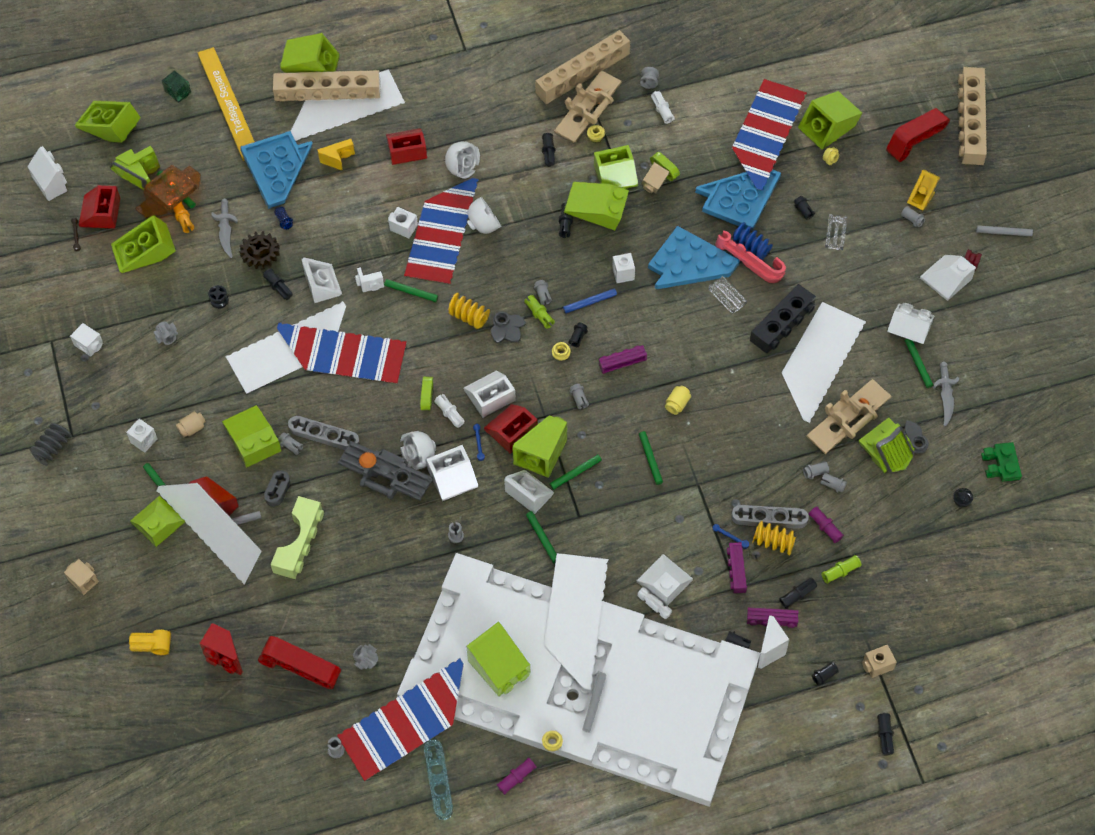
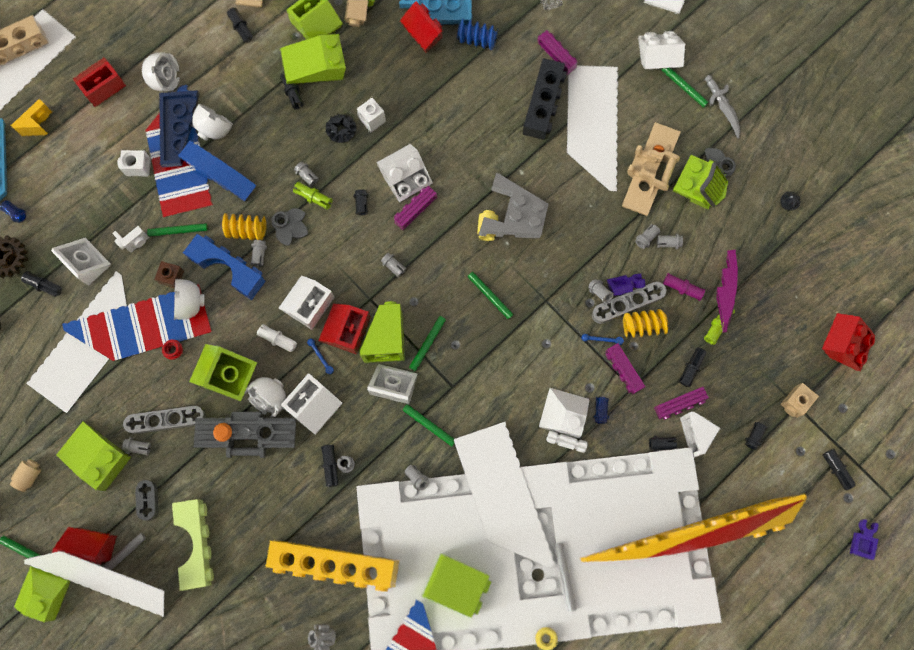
camera: 25 degrees left, 15 degrees up
(358, 377) = (168, 345): none -> red plate
(368, 574) = (279, 560): none -> yellow brick
(386, 322) = (176, 272): none -> reddish brown plate
(391, 346) = (187, 299): none -> white cylinder
(392, 413) = (223, 371): none -> lime slope
(425, 318) = (205, 253): none -> blue arch
(426, 393) = (245, 331): lime beam -> none
(442, 529) = (329, 465): none -> black axle
(452, 206) = (175, 124): none -> dark blue wing
(468, 257) = (217, 170): none -> blue slope
(469, 337) = (258, 252): none -> light grey pin
(510, 572) = (419, 480): none -> light grey pin
(561, 346) = (353, 221): light yellow plate -> none
(588, 301) = (354, 162): blue bar -> none
(592, 275) = (344, 134): none -> black gear
(628, 326) = (404, 172): none -> white slope
(690, 260) = (428, 78): dark azure wing -> none
(699, 589) = (601, 412): none -> clear blue pin
(703, 214) = (421, 26): none -> red slope
(713, 404) = (524, 212): none -> light grey wing
(730, 292) = (495, 98): clear tile -> none
(748, 492) = (597, 287): none -> light grey pin
(750, 260) = (486, 54): coral piece -> none
(771, 499) = (623, 284): none -> dark purple plate
(780, 728) = (709, 532): none -> yellow wedge
(816, 286) = (556, 51): none -> magenta piece
(860, 544) = (727, 294): none -> magenta slope
(875, 802) = (863, 543): none -> dark purple plate
(952, 634) = (849, 341): none -> red slope
(1007, 462) = (809, 147): green plate -> none

